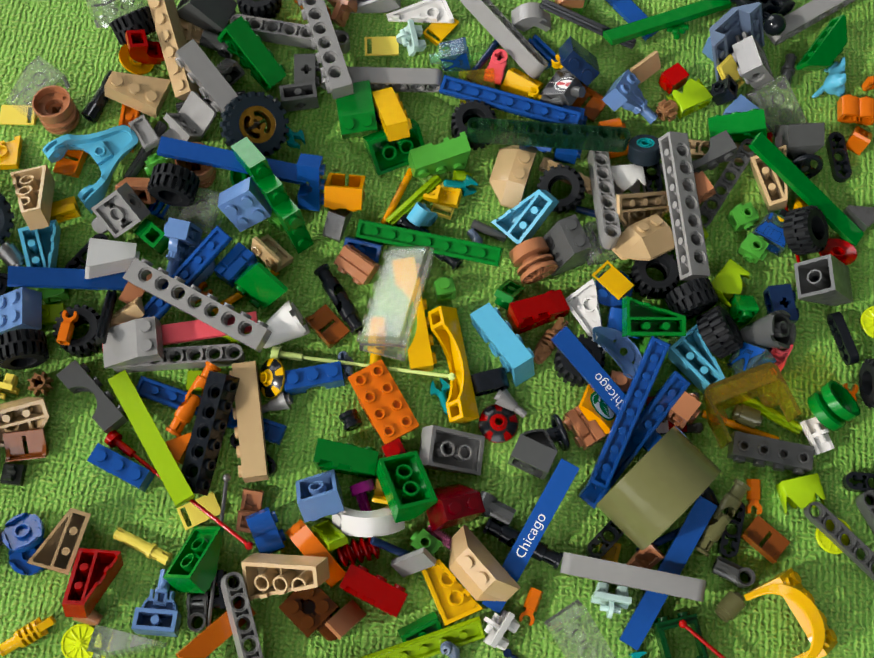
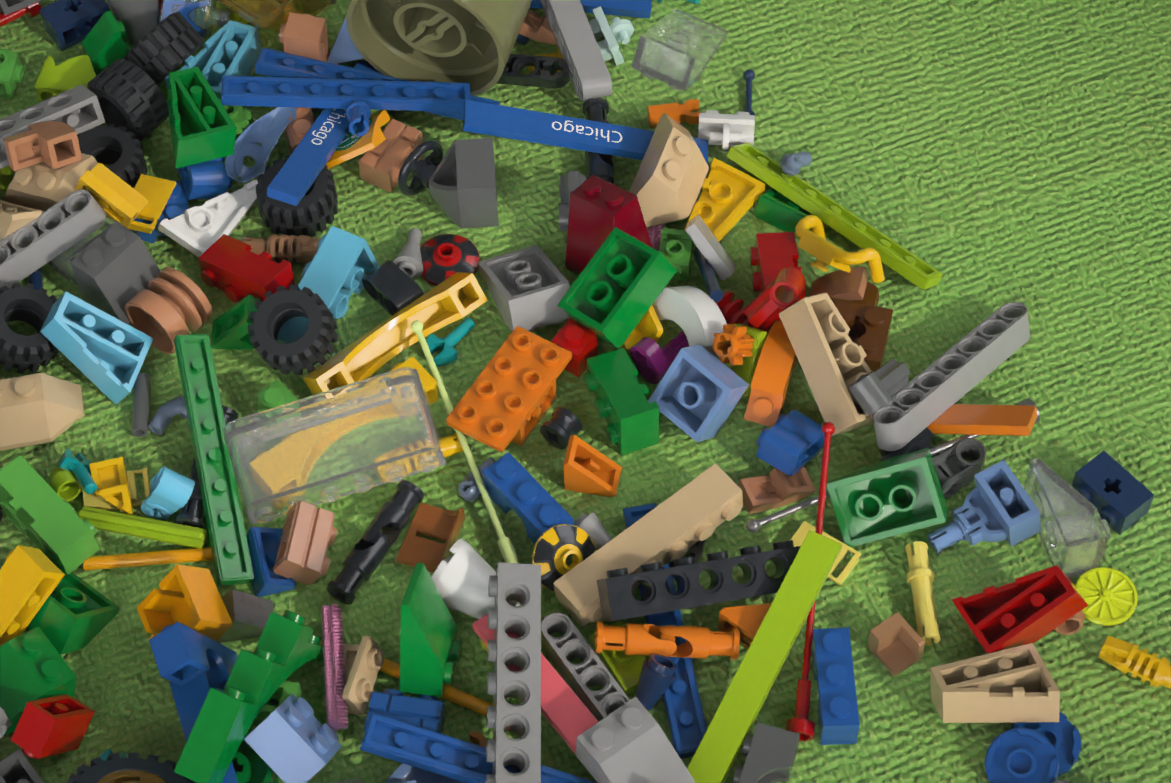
camera: 115 degrees left, 15 degrees down
(125, 513) = (896, 644): none -> medium nougat panel
(179, 384) = (654, 679): none -> dark blue cone
(251, 581) = (878, 386): none -> dark grey piece
(282, 247) = (334, 667): none -> bright pink axle
(316, 420) = (589, 470): none -> orange slope
(322, 115) = (52, 726): none -> red brick
(331, 526) = (733, 344): none -> orange gear
(339, 565) = (775, 298): none -> red piece
(366, 619) = (829, 254): none -> yellow piece
(480, 319) = (282, 307): none -> black tyre
(605, 408) = (358, 116): none -> blue pin
(618, 257) = (113, 194): none -> yellow panel
(668, 235) = (43, 142): none -> nougat brick

